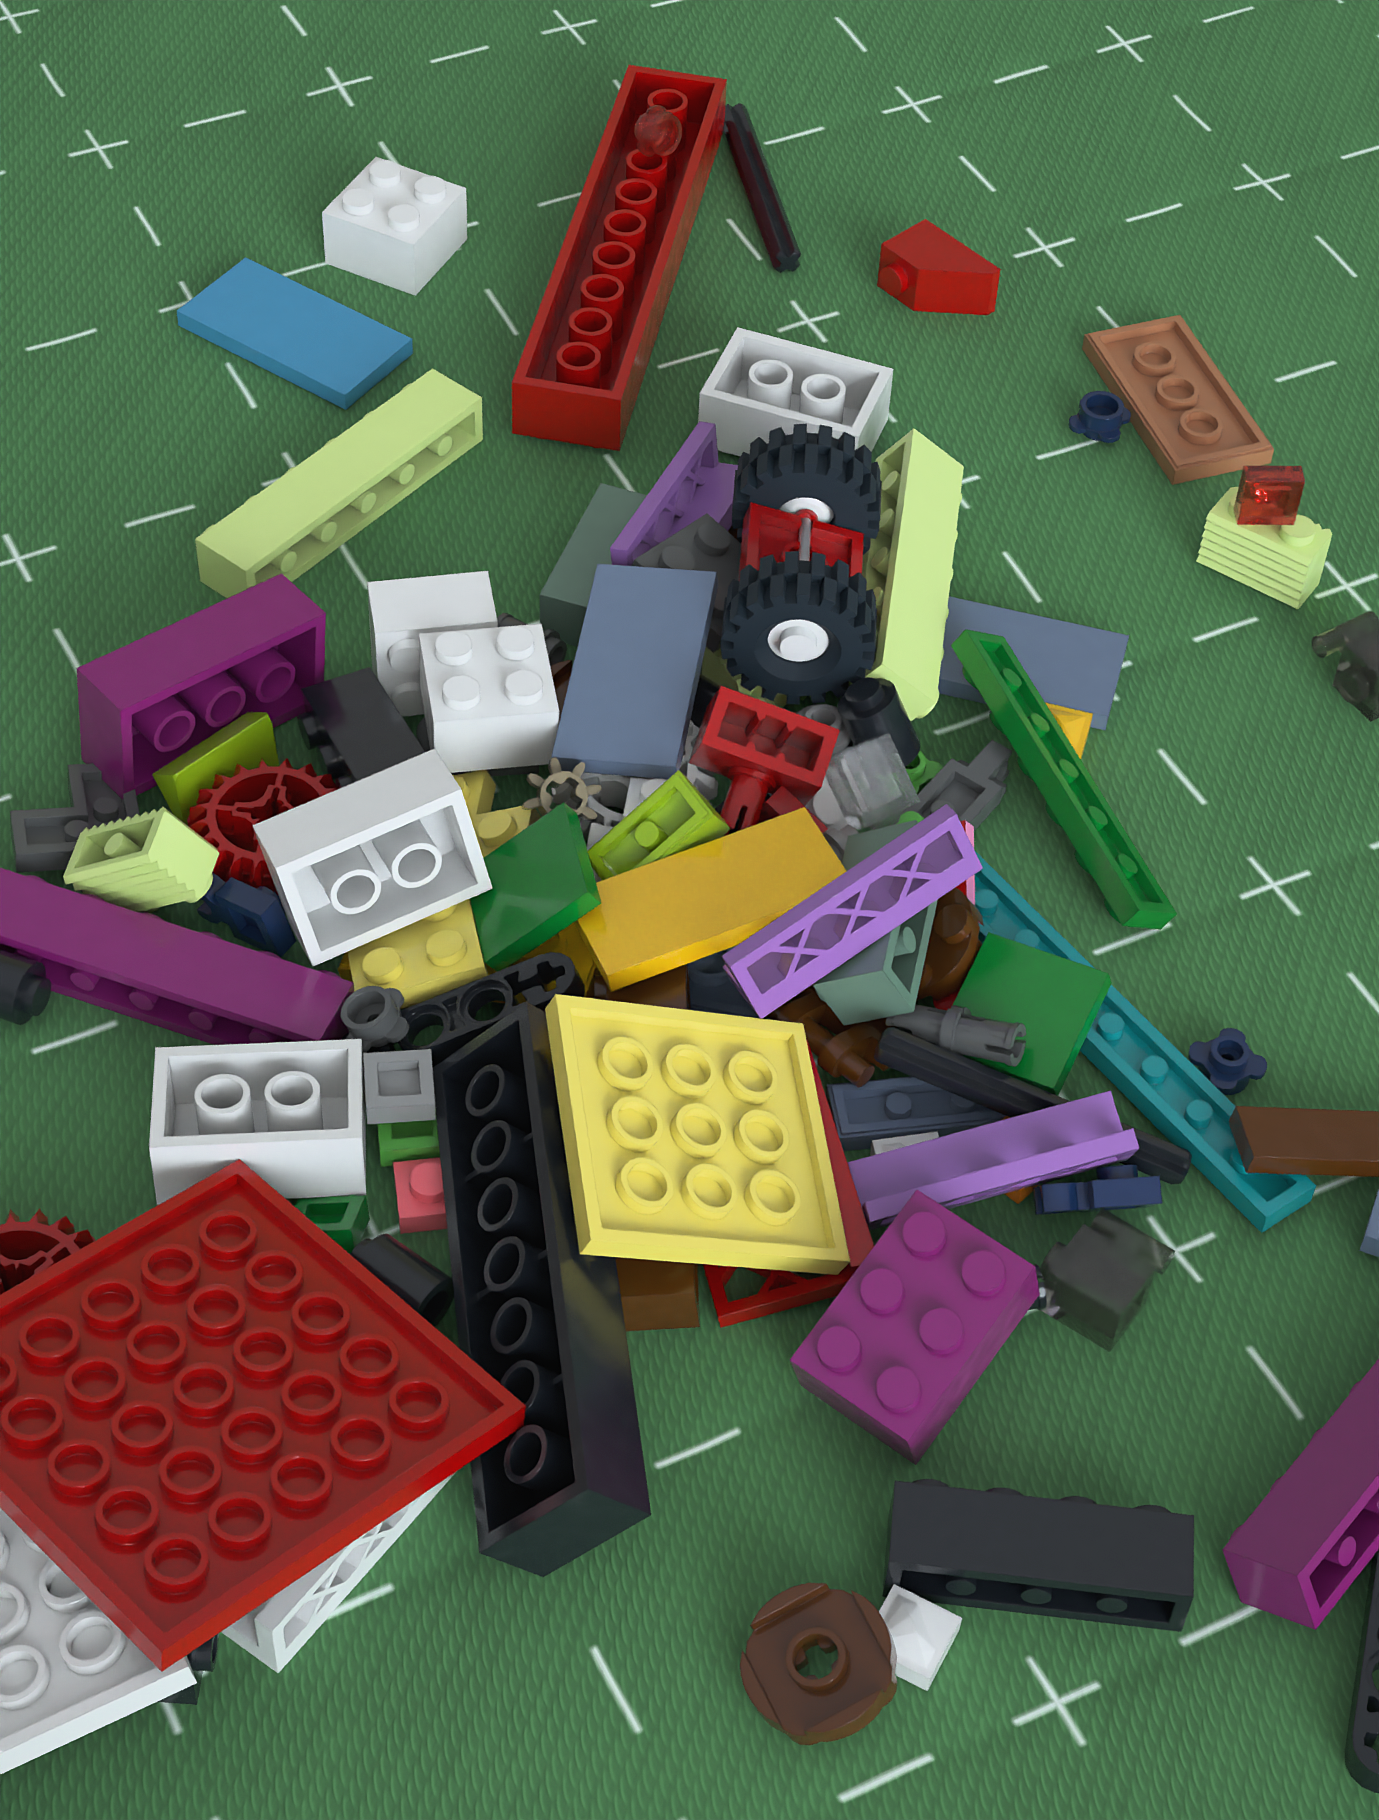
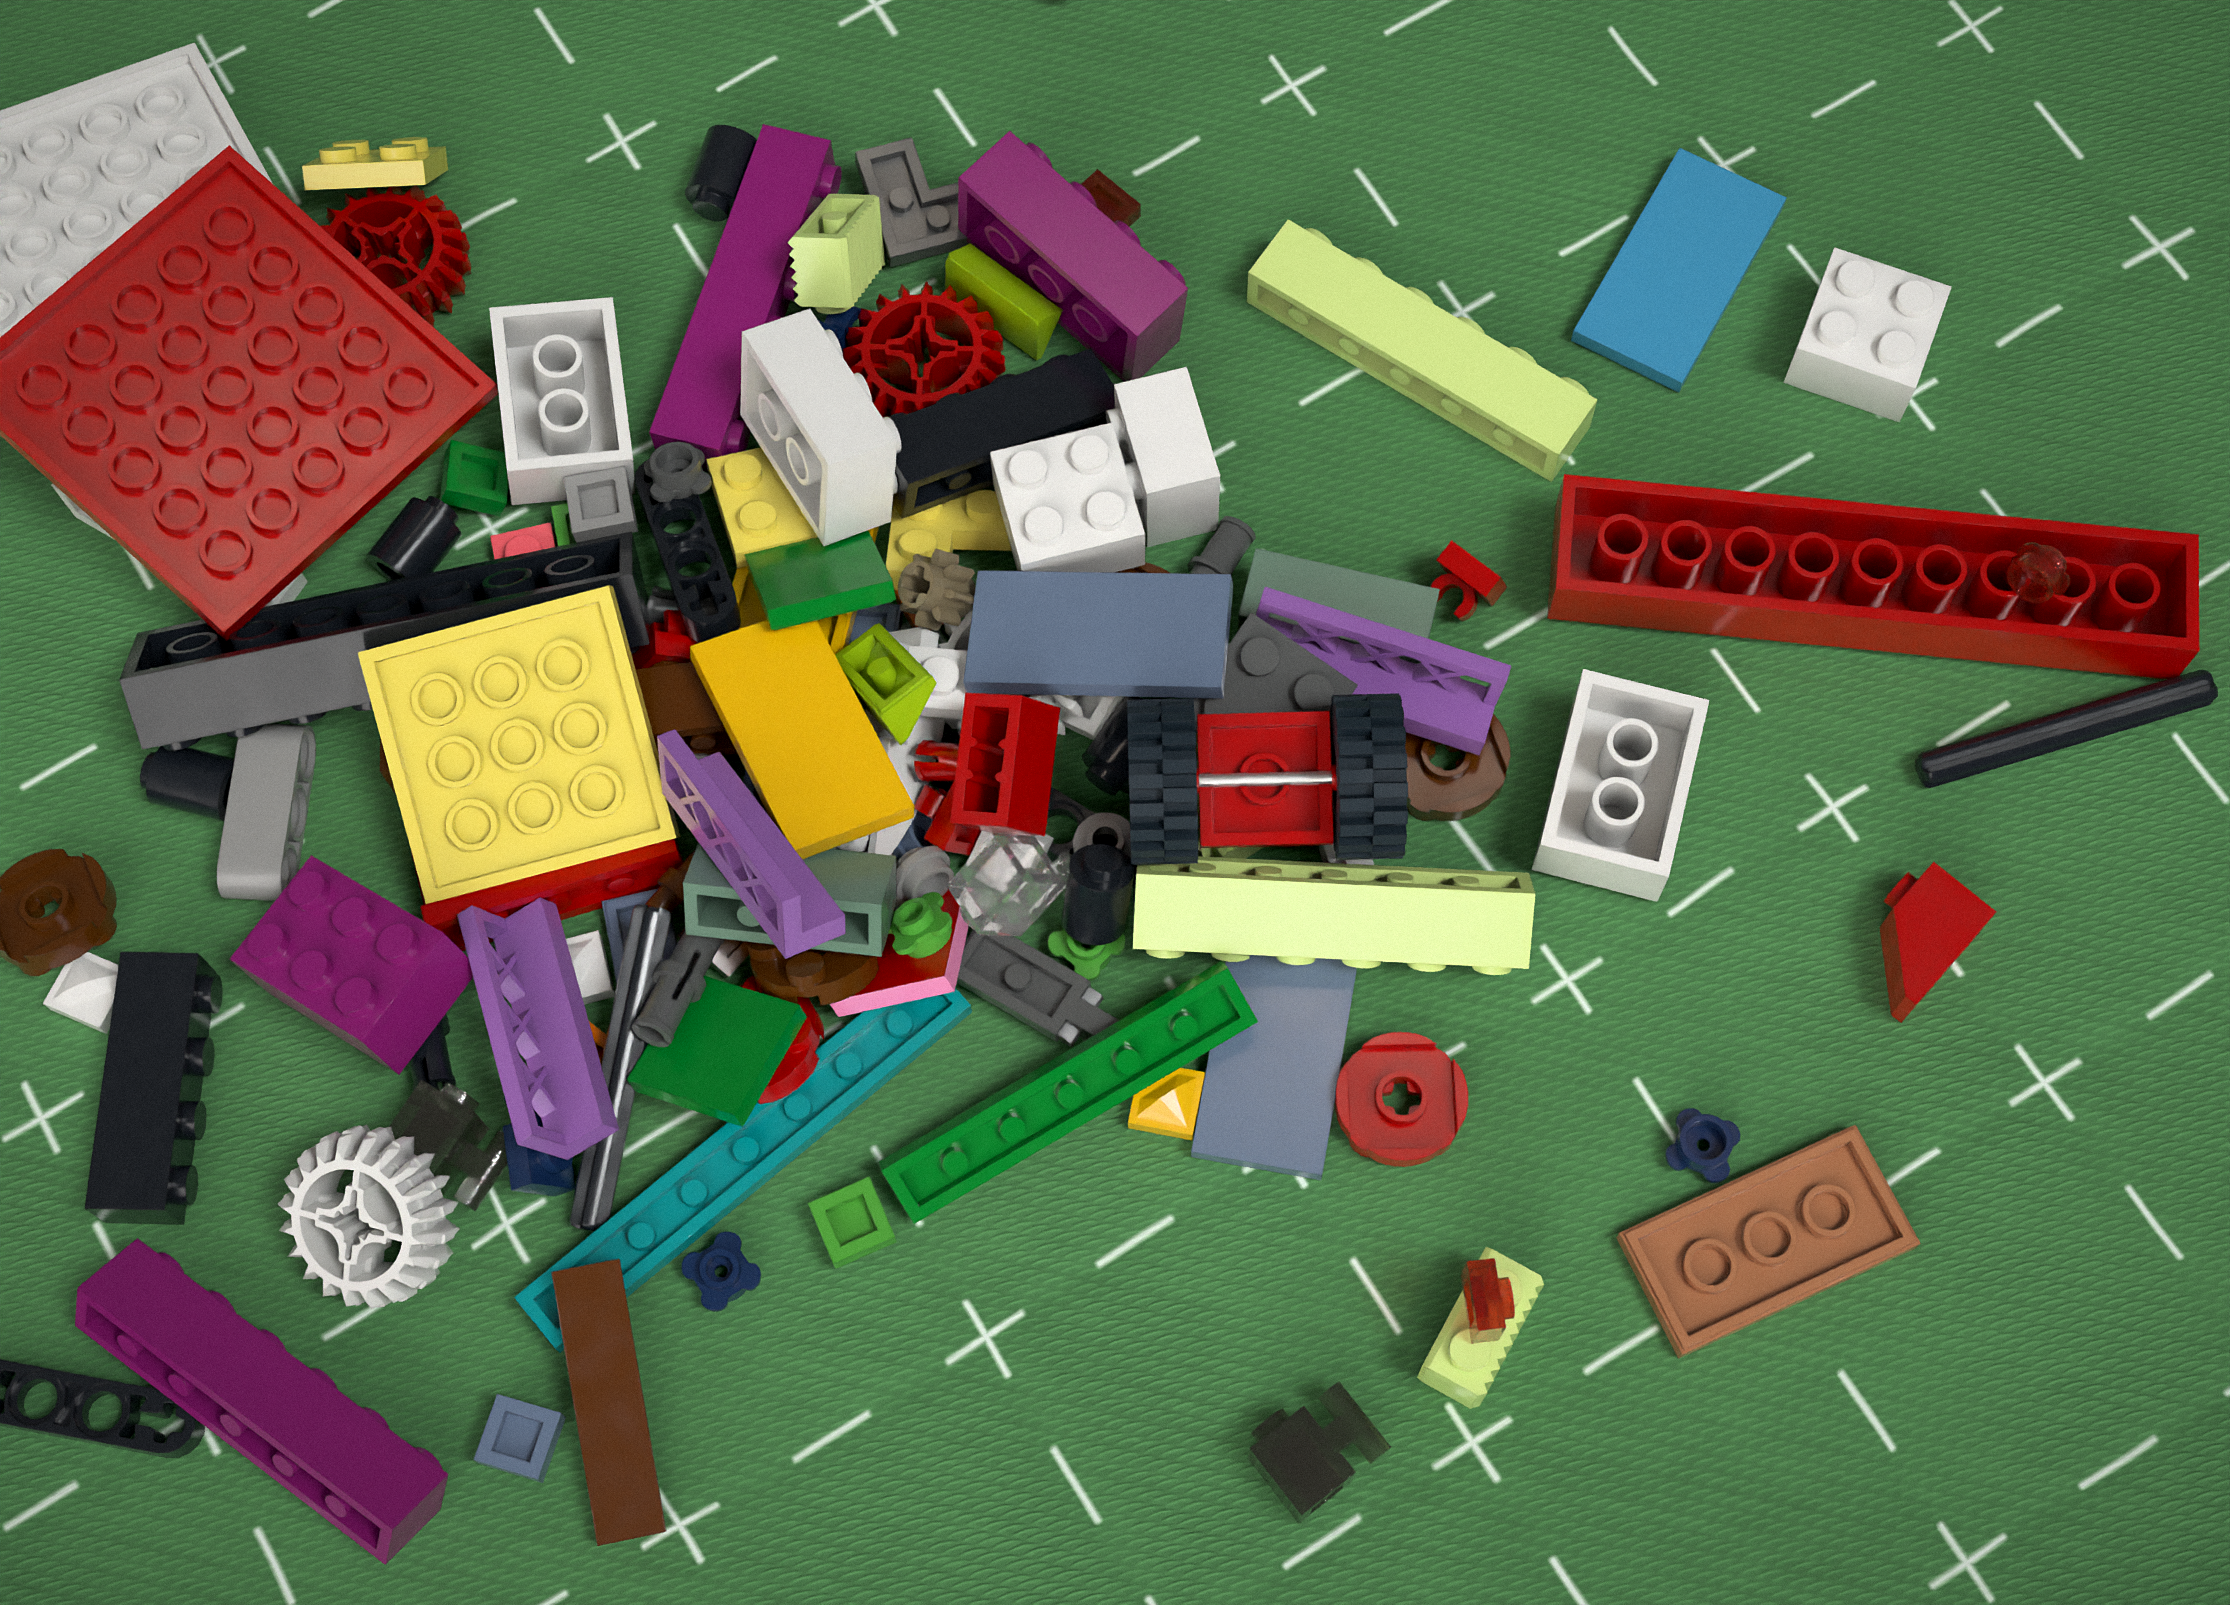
camera: 90 degrees right, 20 degrees up
(577, 480) = (1469, 576): none -> red tile
(679, 1502) = (188, 781): none -> black brick
(726, 1441) = (266, 812): none -> light grey beam
(1089, 580) = (1428, 1073): none -> red plate
(1176, 1328) = (387, 1201): none -> white gear
(1178, 955) = (852, 1222): none -> bright green plate

